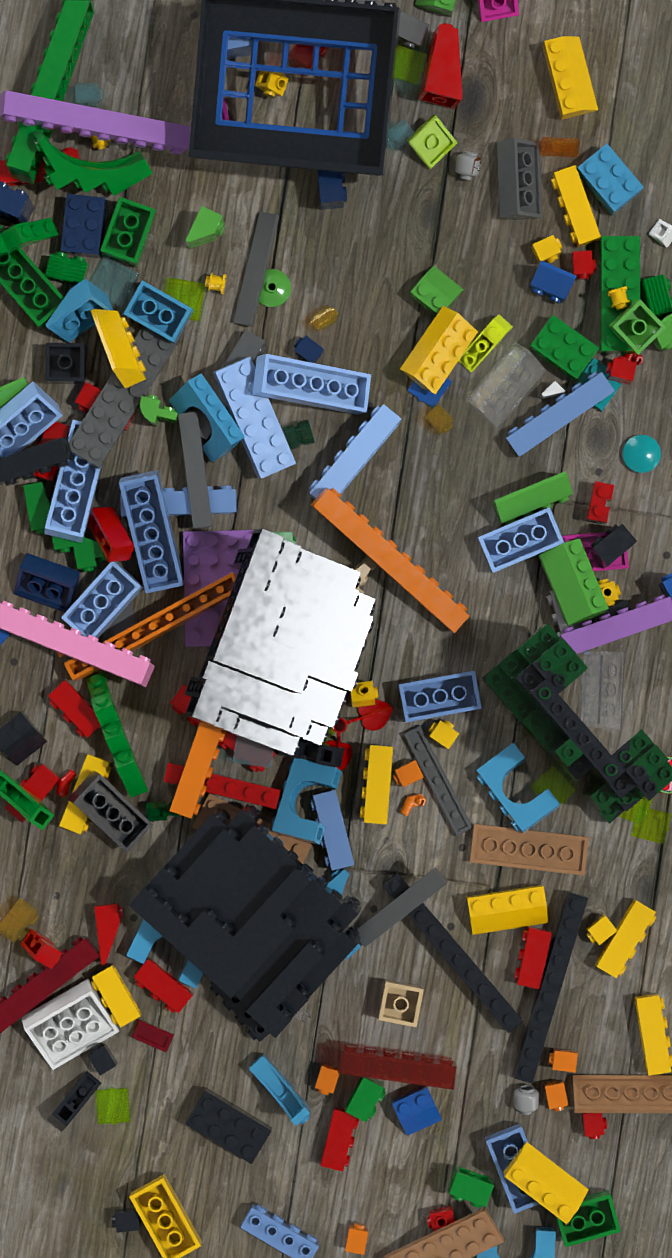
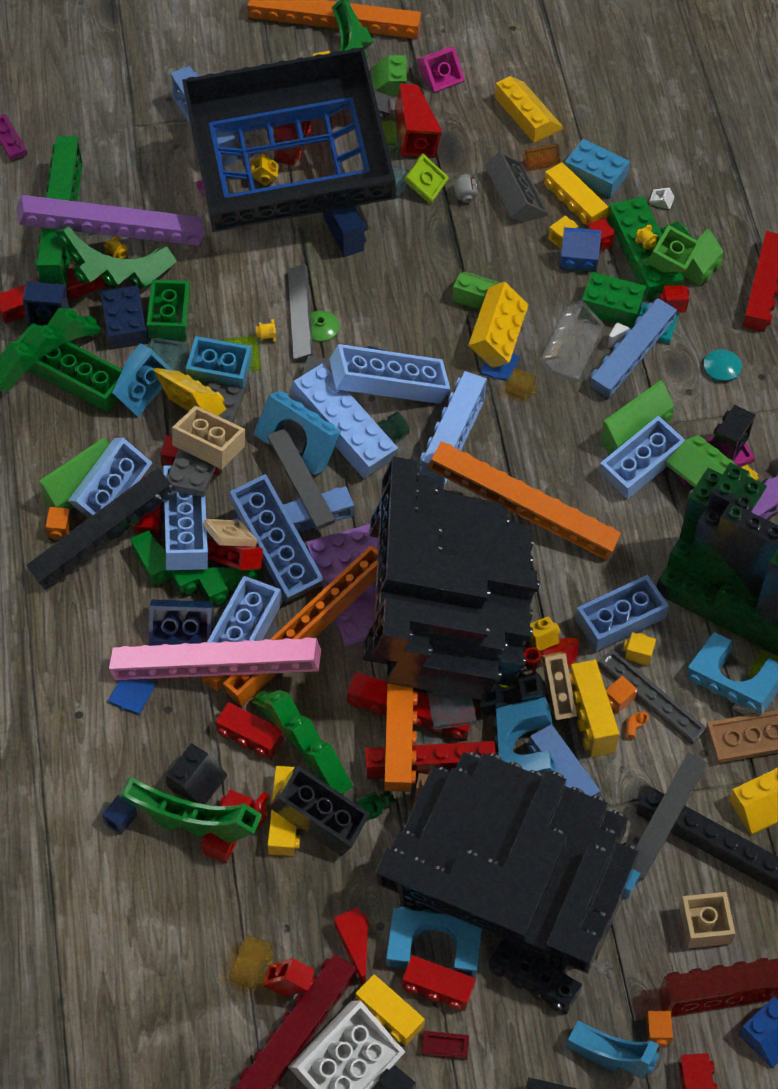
camera: 15 degrees left, 30 degrees down
(65, 363) = (142, 426): black brick -> none
(66, 269) = (117, 352): green brick -> none
(109, 521) = (230, 532): none -> tan tile
(118, 412) = (208, 437): none -> tan brick
(153, 412) = (255, 444): bright green brick -> none
(205, 228) = (242, 287): bright green slope -> none
(324, 318) = (379, 333): clear yellow brick -> none
(354, 756) = (558, 685): none -> tan brick
(364, 1098) = (711, 1028): green brick -> none
(485, 343) = (538, 314): neon yellow slope -> none
(600, 494) = (701, 409): red brick -> none

